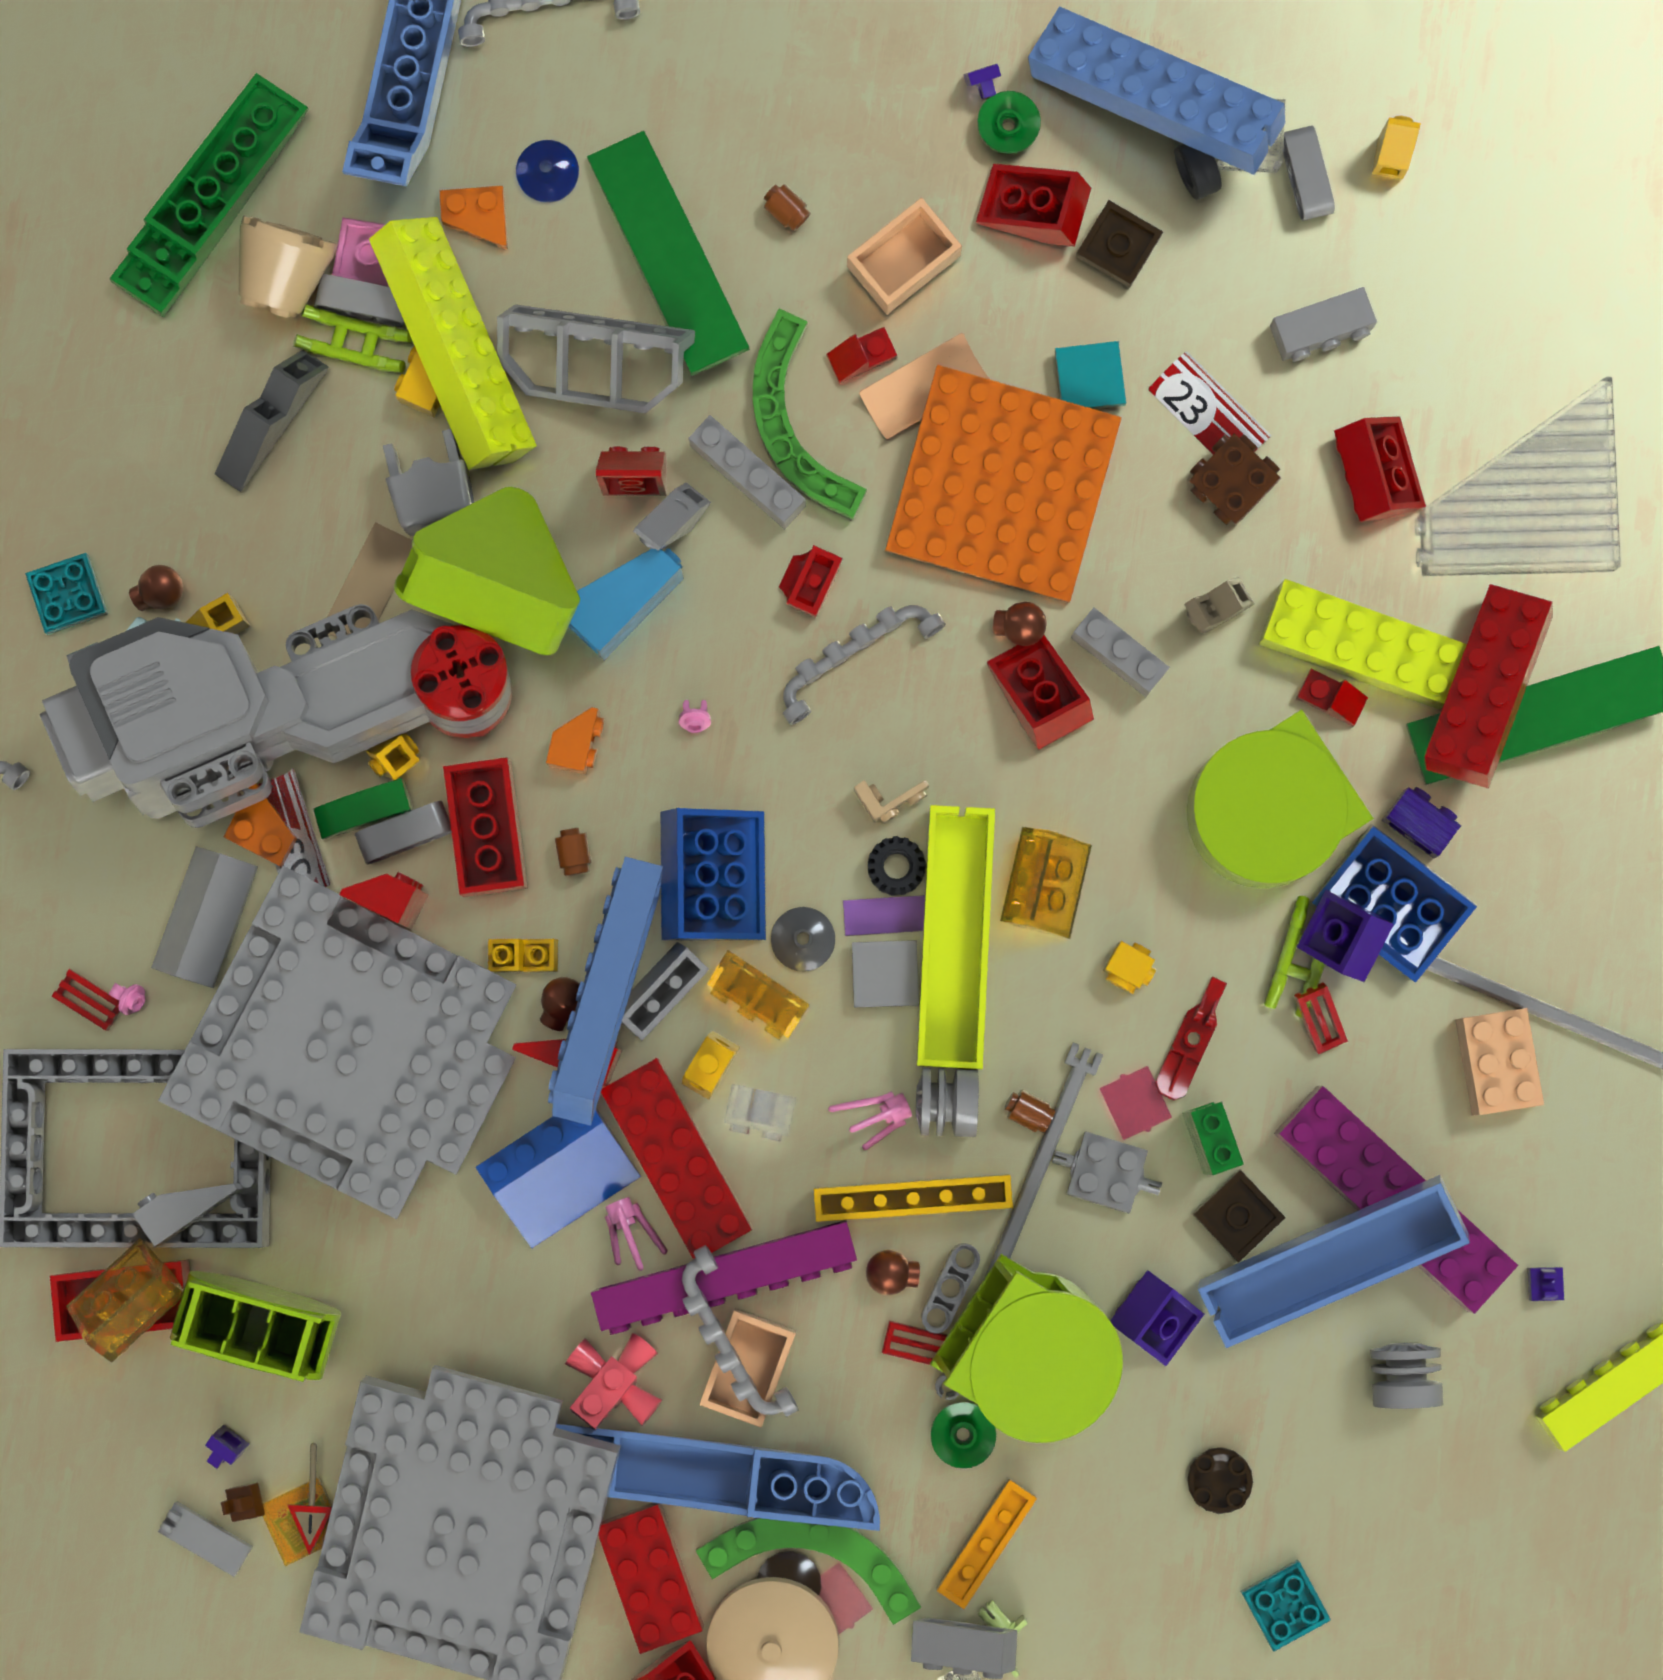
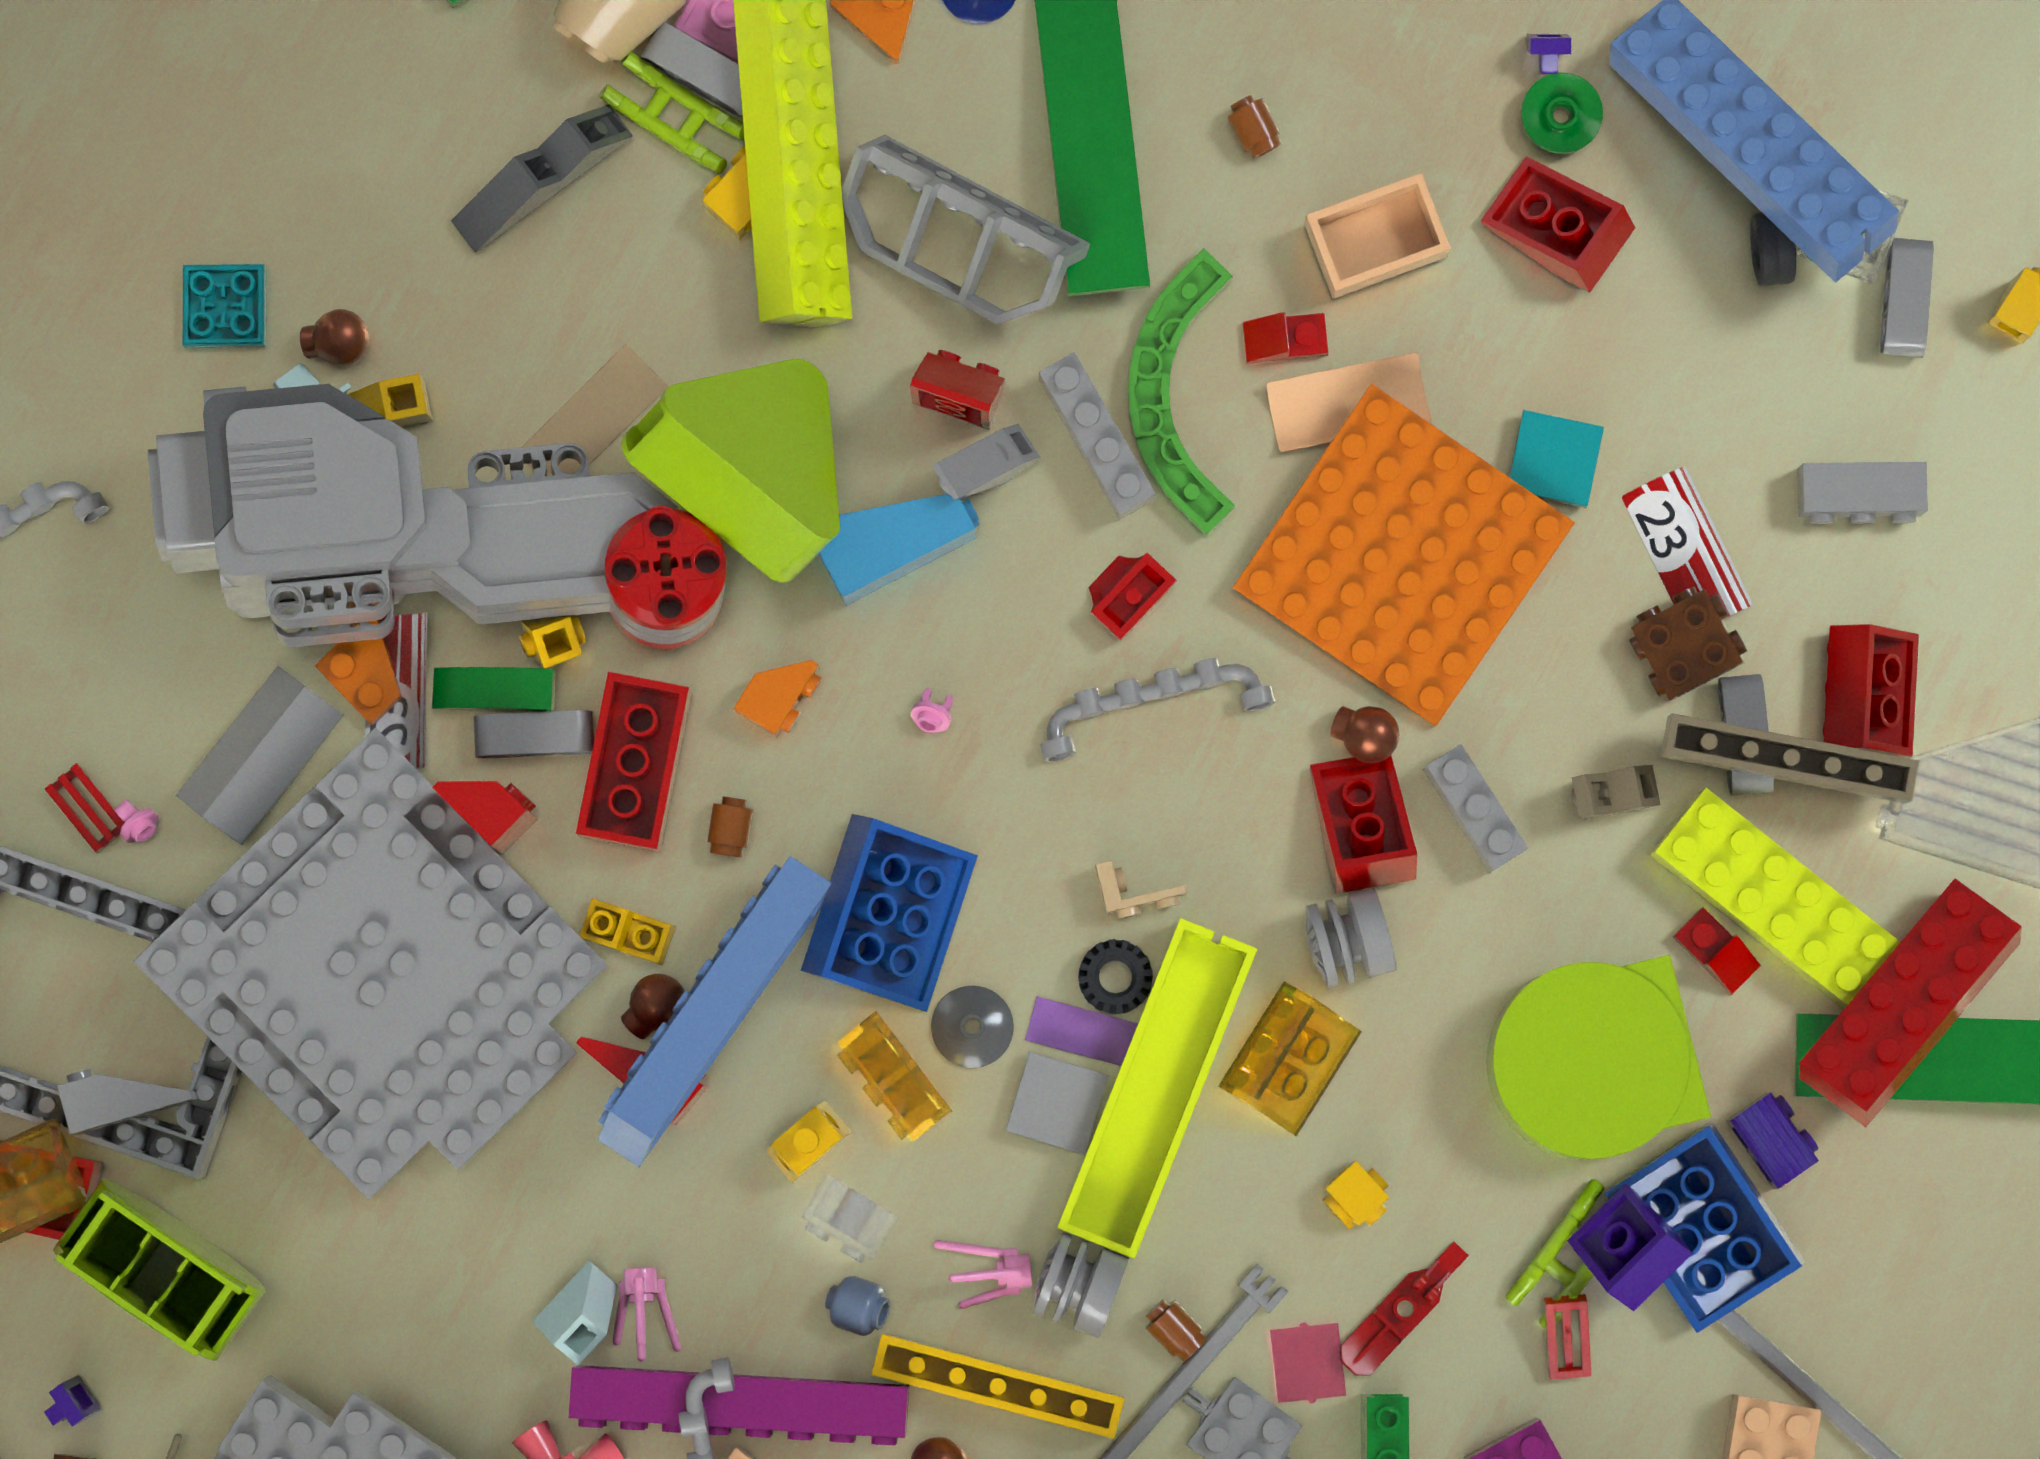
camera: 20 degrees right, 0 degrees up
(428, 488) = (704, 332): light grey piece -> none
(557, 1174) = (579, 1209): slope -> none
(583, 1250) = (579, 1313): none -> light aqua slope
(662, 989) = (781, 1031): light grey brick -> none
(676, 1158) = (729, 1240): red brick -> none
(788, 1174) = (858, 1305): none -> sand blue head
(1061, 778) = (1350, 938): none -> light grey wheel
(1119, 244) = (1646, 307): dark brown plate -> none
(1299, 531) = (1744, 705): none -> light grey beam
(1340, 535) = (1789, 758): none -> dark tan brick

